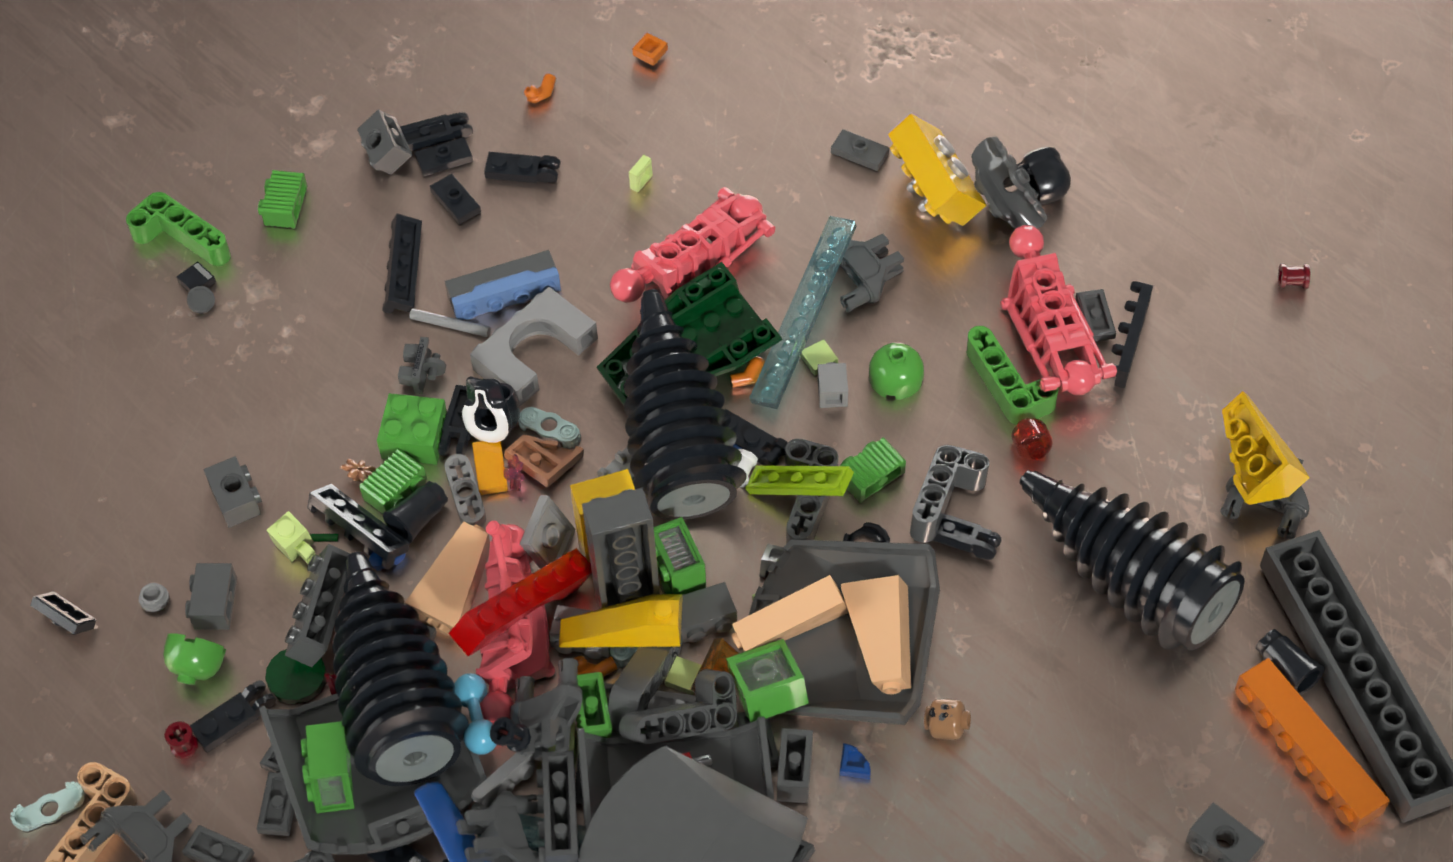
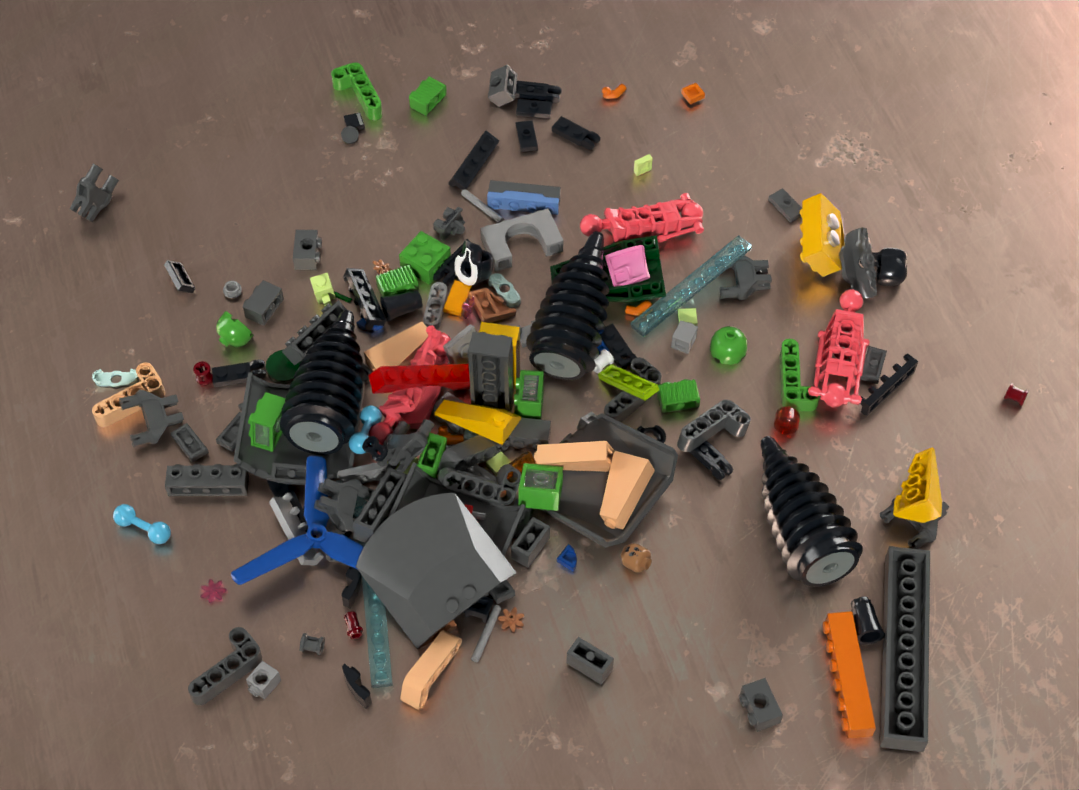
camera: 25 degrees right, 0 degrees up
(709, 320) = (627, 266): none -> bright pink plate

